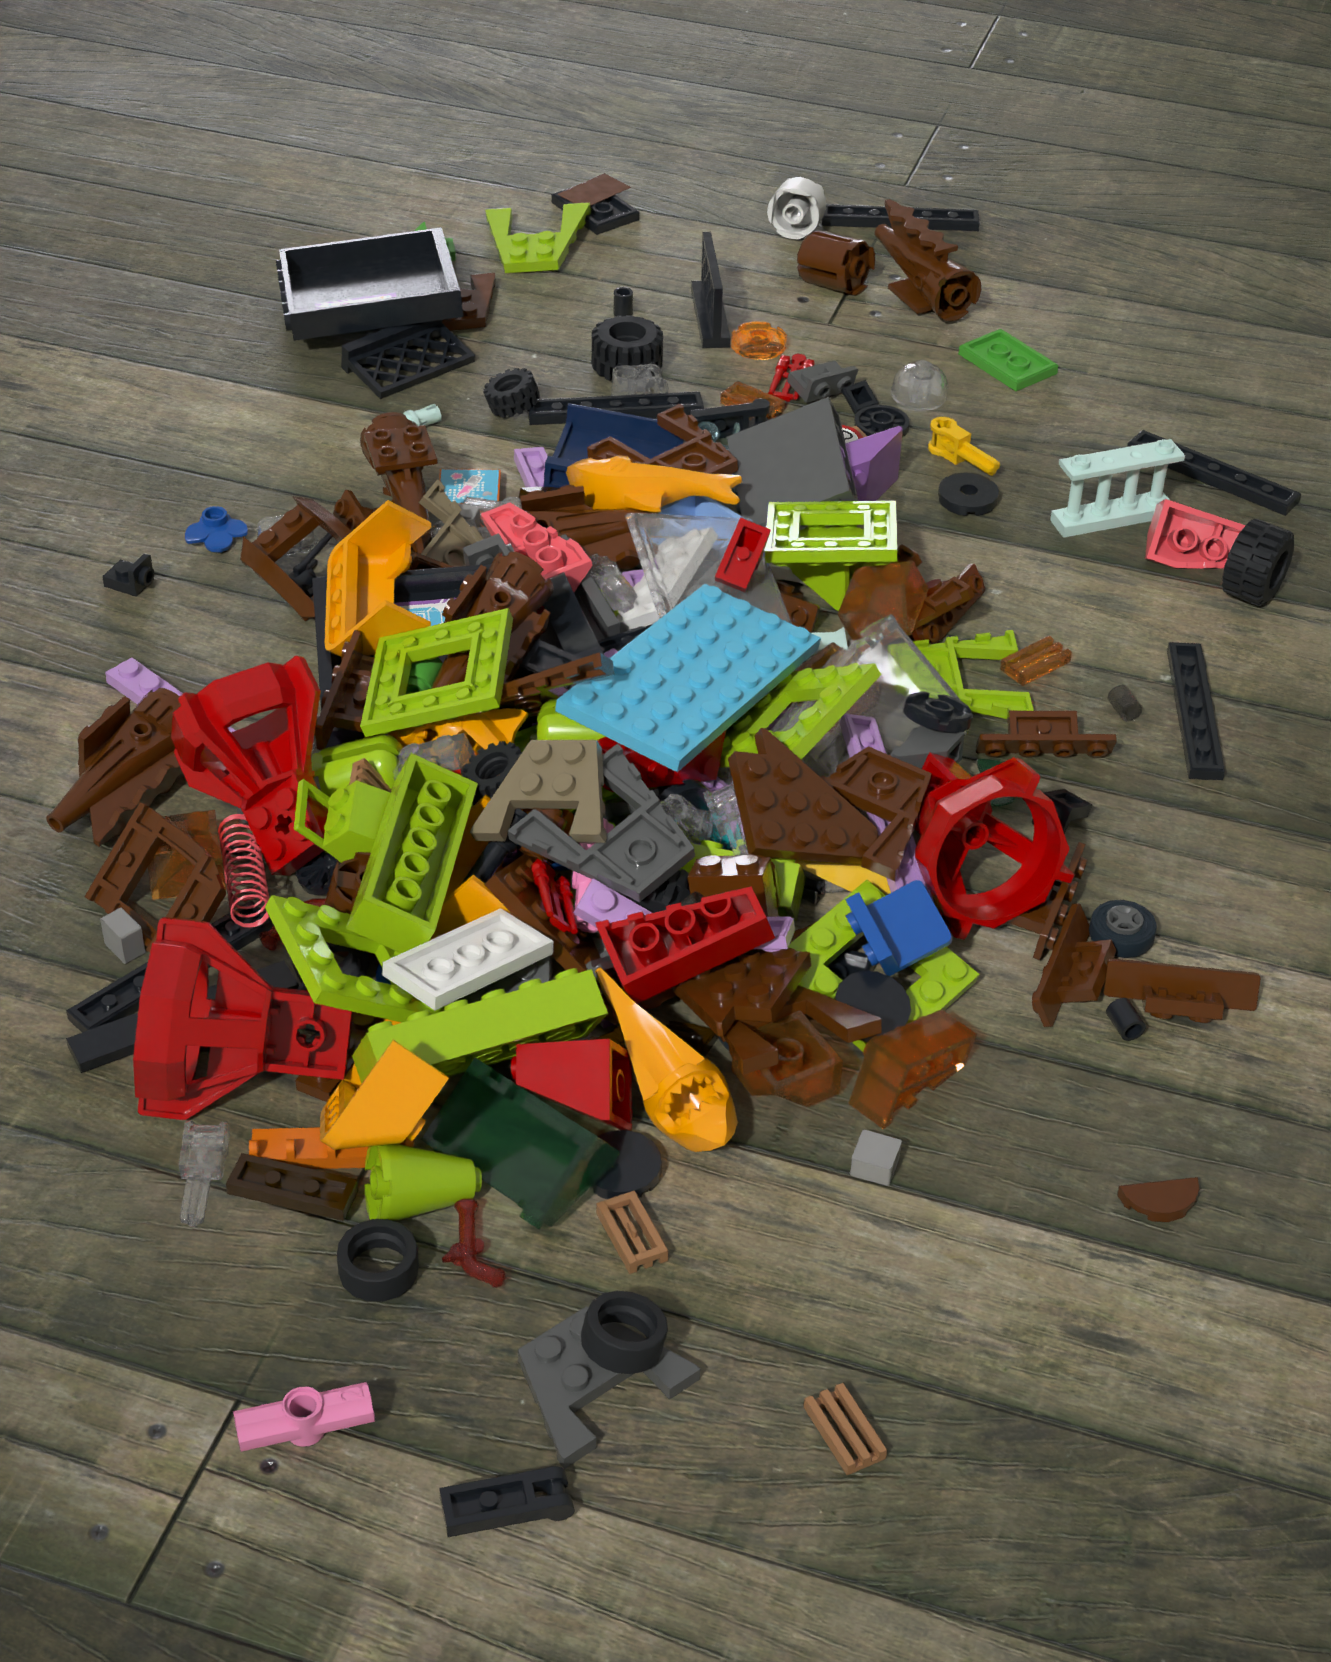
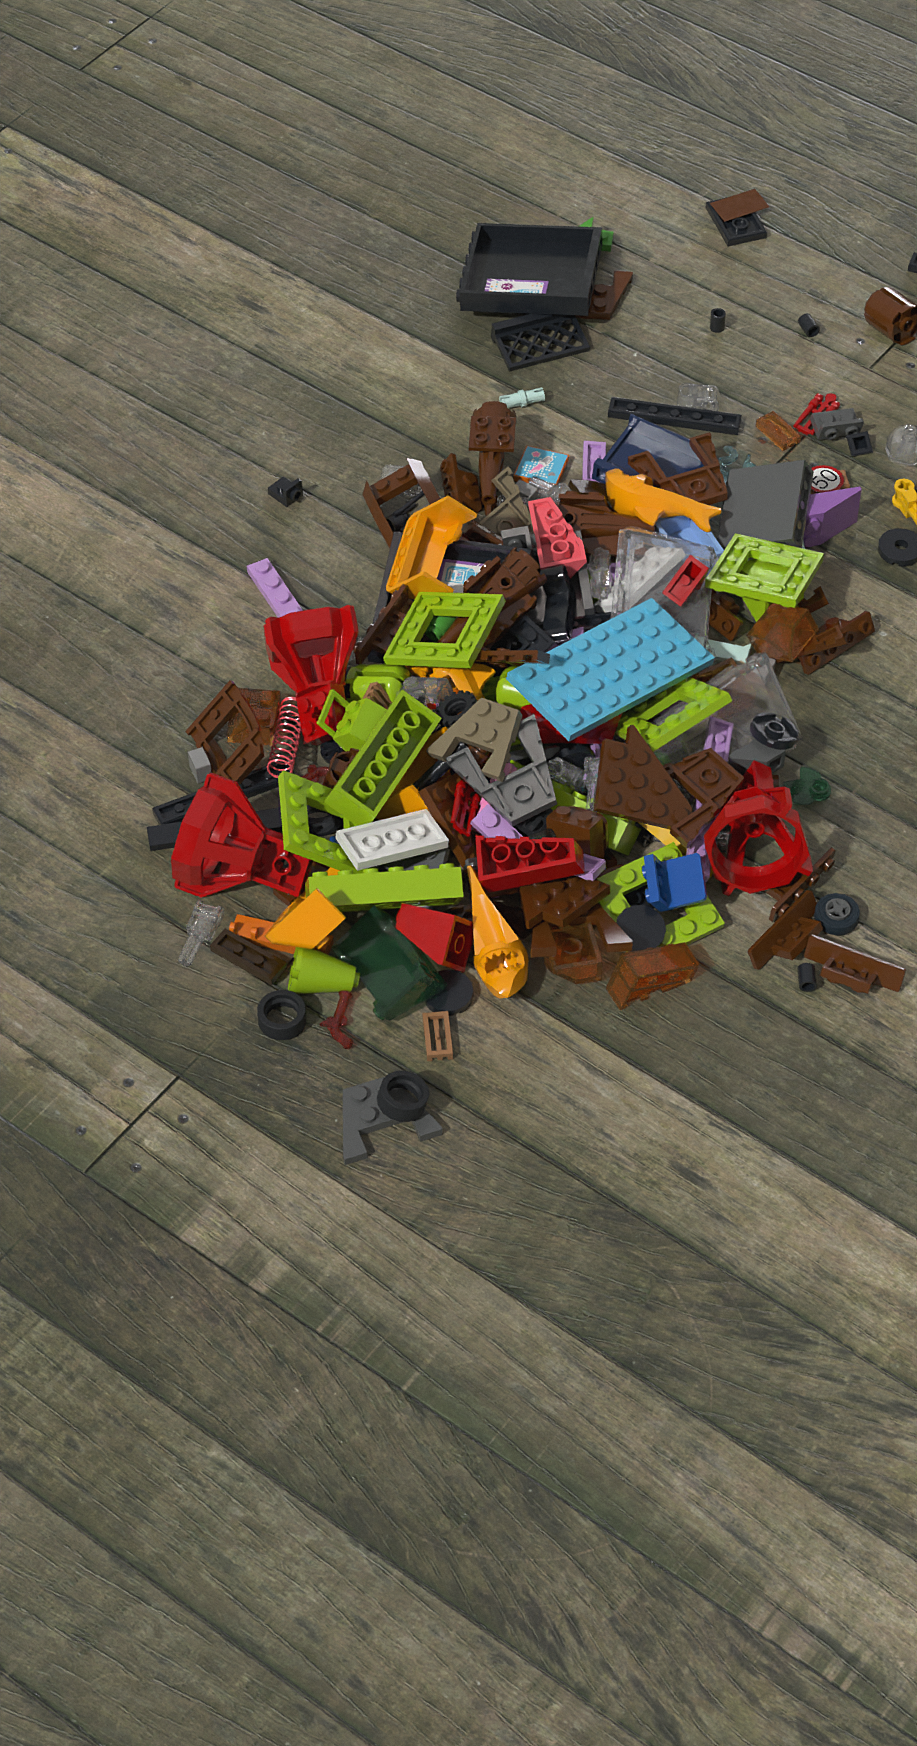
camera: 20 degrees right, 10 degrees up
(121, 763) = (233, 644): reddish brown piece -> none
(215, 530) = (355, 464): blue plate -> none
(284, 1420) = (221, 1096): bright pink piece -> none
(506, 1501) = (303, 1174): black plate -> none
(511, 392) = (601, 389): black tyre -> none
(535, 251) = (675, 256): lime wing -> none
(625, 342) = (701, 363): black tyre -> none
(708, 300) = (783, 334): black fence -> none
(727, 416) = (756, 446): black plate -> none
(736, 291) = (808, 325): none -> black hinge
(758, 340) = (807, 375): clear orange tile -> none
(795, 194) = (887, 256): white brick -> none
(865, 1430) = (509, 1167): medium nougat tile -> none
(875, 1157) = (603, 1027): light grey piece -> none
(881, 418) = (866, 470): black wheel -> none
(988, 702) = (803, 689): lime wing -> none
(1031, 657) = (880, 694): clear orange tile -> none
(1045, 733) = (855, 756): reddish brown bracket -> none
(1068, 806) = (838, 816): black bracket -> none
(1162, 1199) = (770, 1100): reddish brown tile -> none

